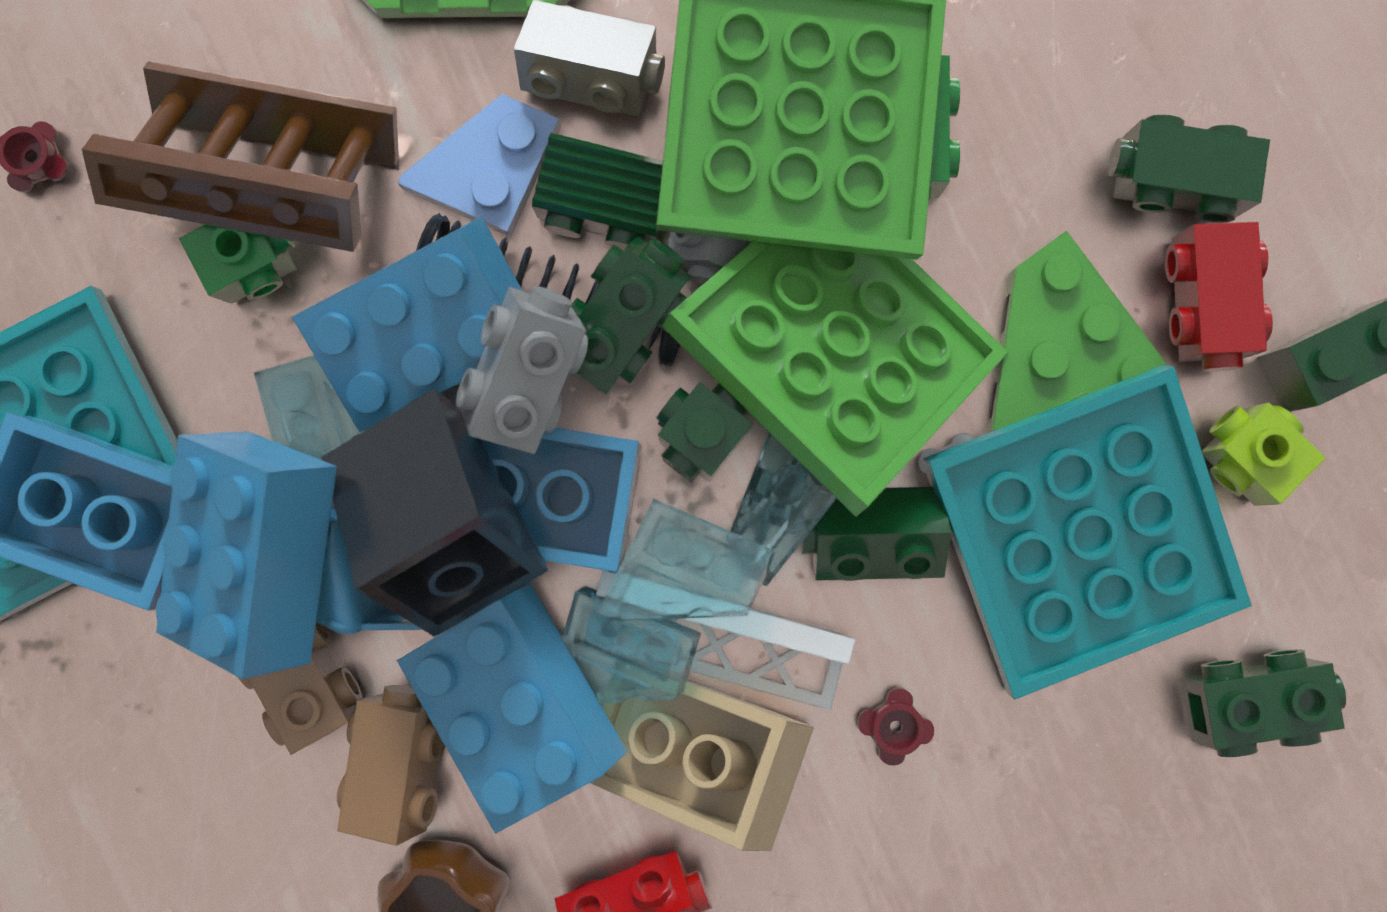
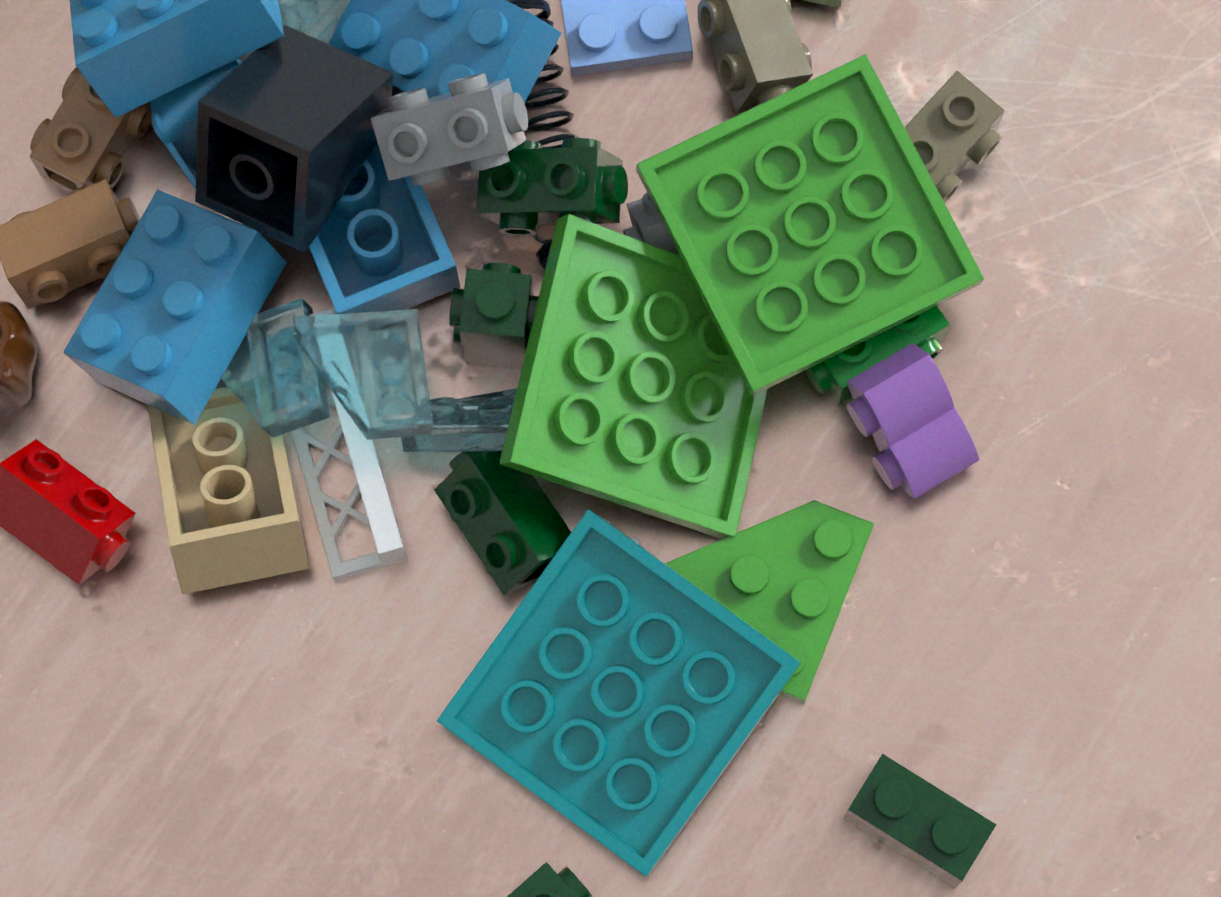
camera: 60 degrees right, 10 degrees down
(597, 191) = (647, 108): dark green brick -> none
(914, 728) = (343, 625): dark red plate -> none
(1009, 141) = (911, 422): none -> medium lavender brick
(1189, 168) = (986, 574): dark green brick -> none
(1219, 294) = (882, 689): red brick -> none
(1261, 453) = (779, 821): lime brick -> none

